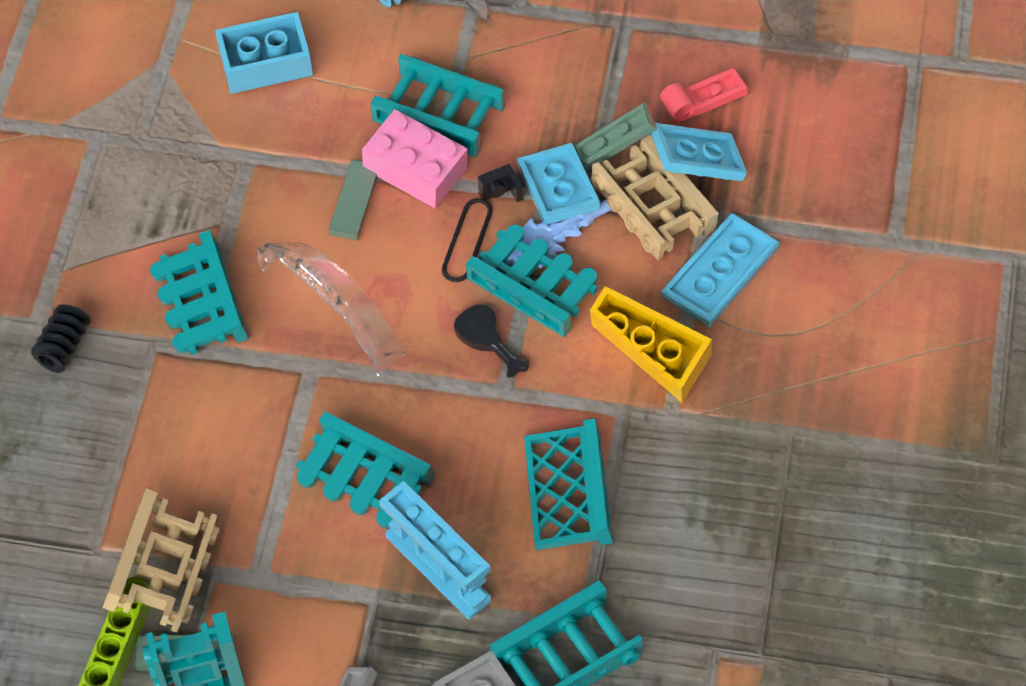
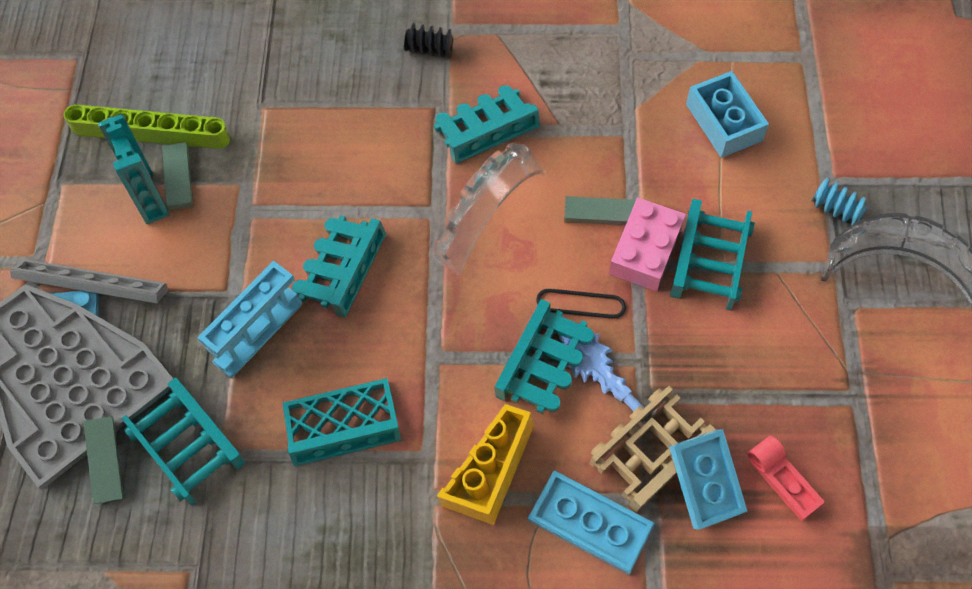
camera: 80 degrees right, 5 degrees up
(138, 551) = (236, 118): tan fence -> none
(477, 330) = (489, 325): black piece -> none
(500, 180) = (641, 315): black bracket -> none
(558, 184) = (648, 363): medium azure plate -> none
(616, 136) = (707, 402): sand green tile -> none

